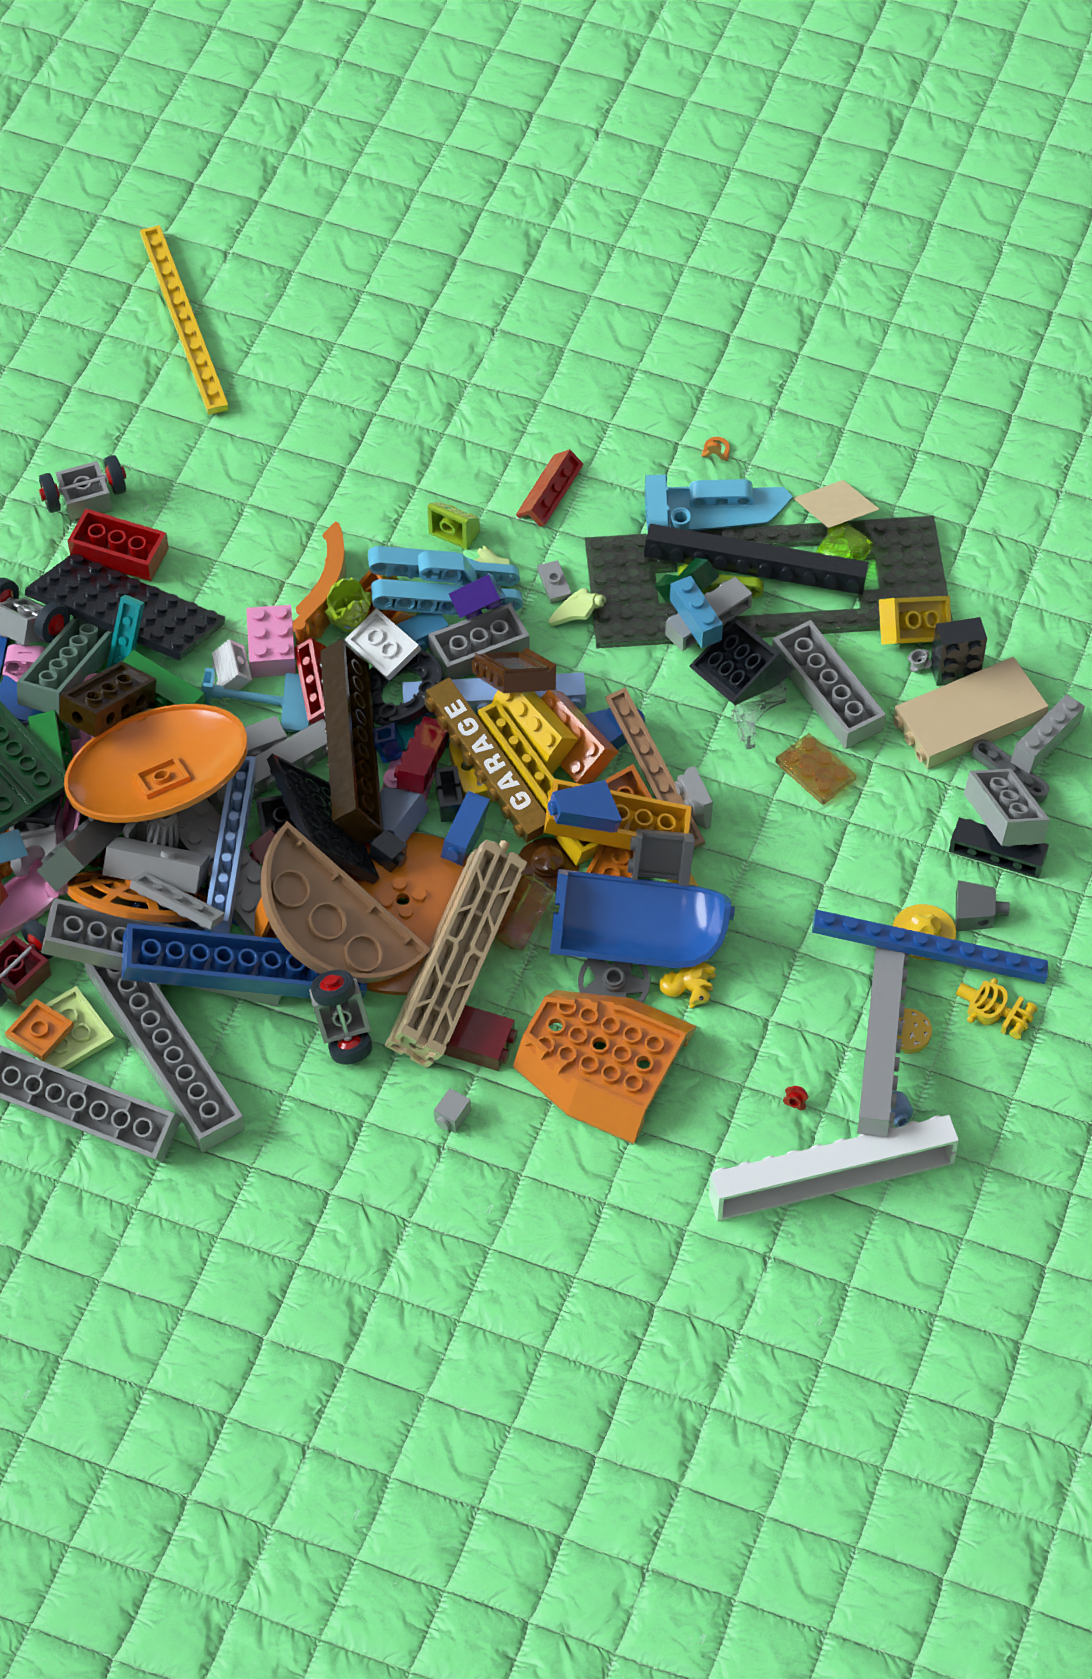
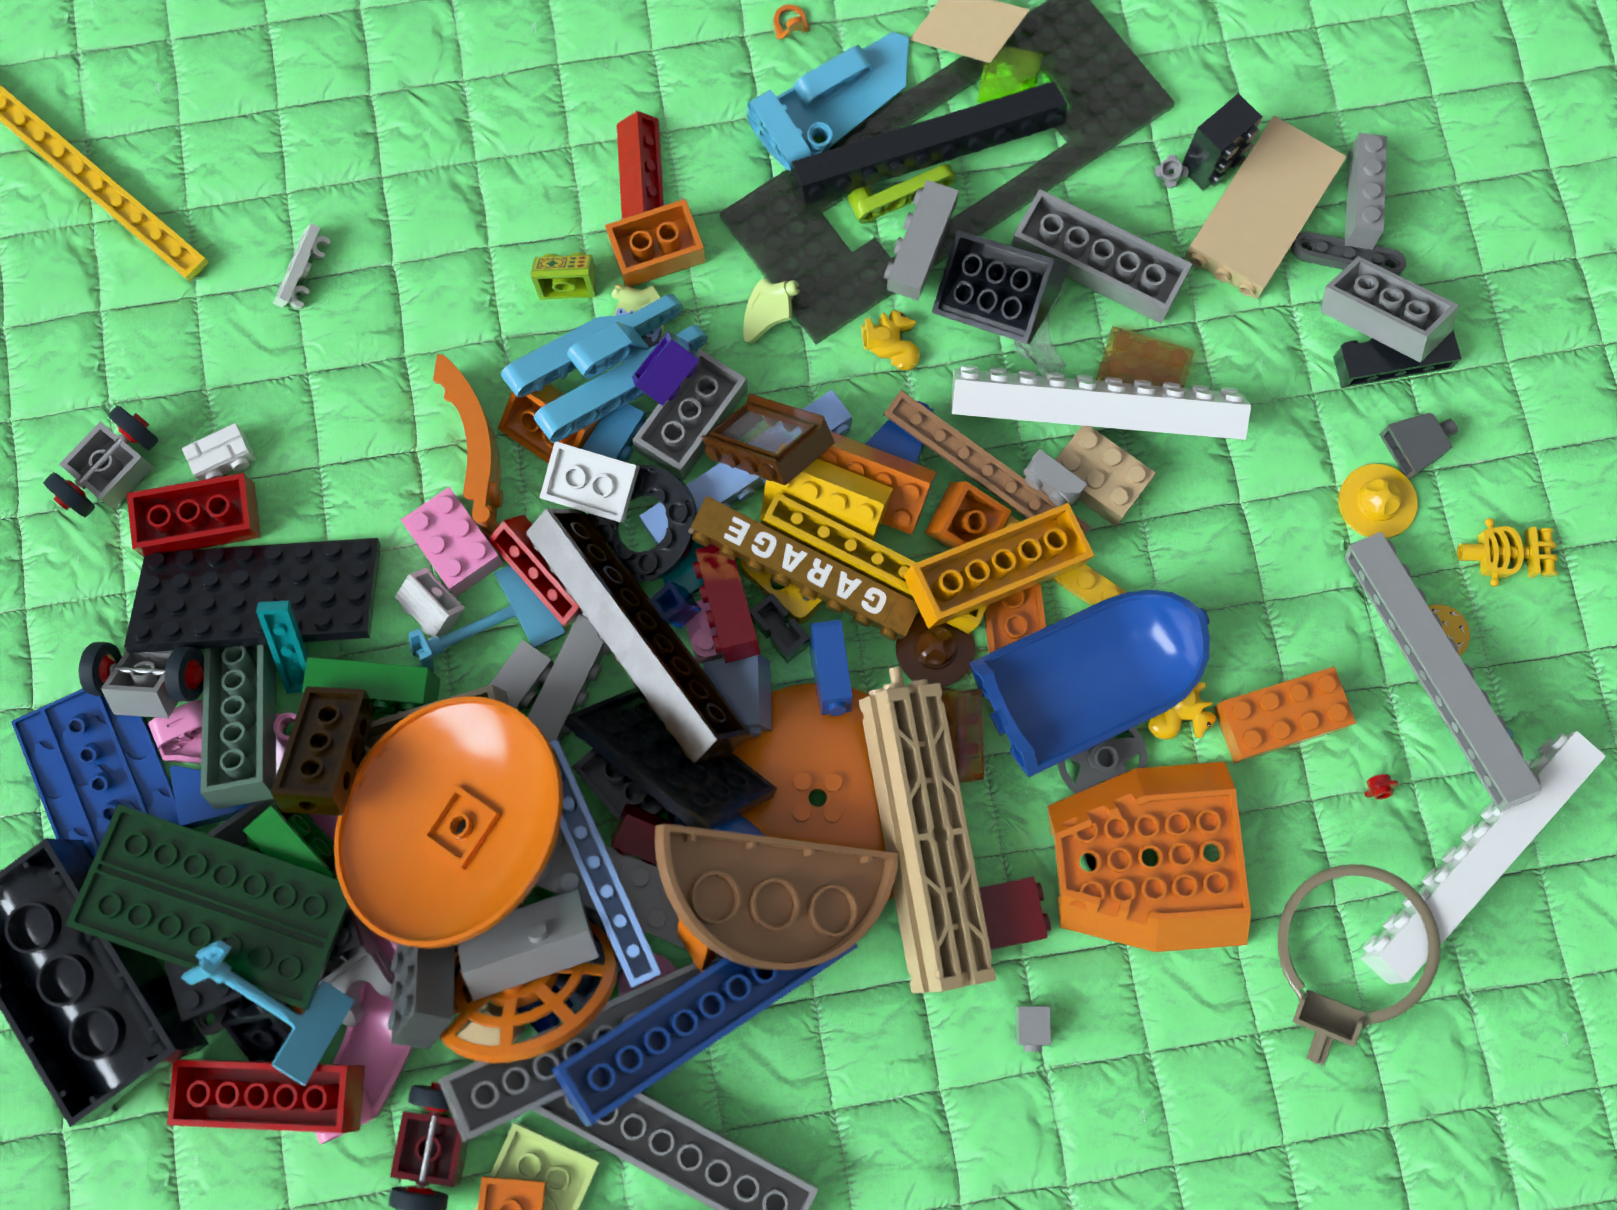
camera: 30 degrees left, 20 degrees up
(160, 517) = (219, 453): none -> white brick
(177, 900) = (588, 989): light grey plate -> none
(285, 438) = (300, 267): none -> white plate
(341, 1016) = (853, 998): brick -> none
(348, 604) = (520, 453): lime head -> none
(388, 851) = (768, 750): black brick -> none
(527, 532) = (655, 243): none -> orange brick
(554, 581) = (719, 286): light grey plate -> none
(586, 807) = (973, 582): blue slope -> none
(644, 666) = (886, 342): none -> yellow animal
(661, 855) = (1076, 581): dark grey panel -> none
(663, 1214) = (1333, 1018): none -> dark tan brick
(696, 611) = (920, 251): dark azure brick -> none
(698, 569) = (882, 207): dark green brick -> none
(736, 815) = (1110, 472): none -> tan brick
(758, 1019) = (1284, 715): none -> orange brick
(765, 769) = (1100, 402): none -> white brick
(912, 618) = (1142, 127): yellow slope -> none
(930, 946) = (1409, 525): blue plate -> none

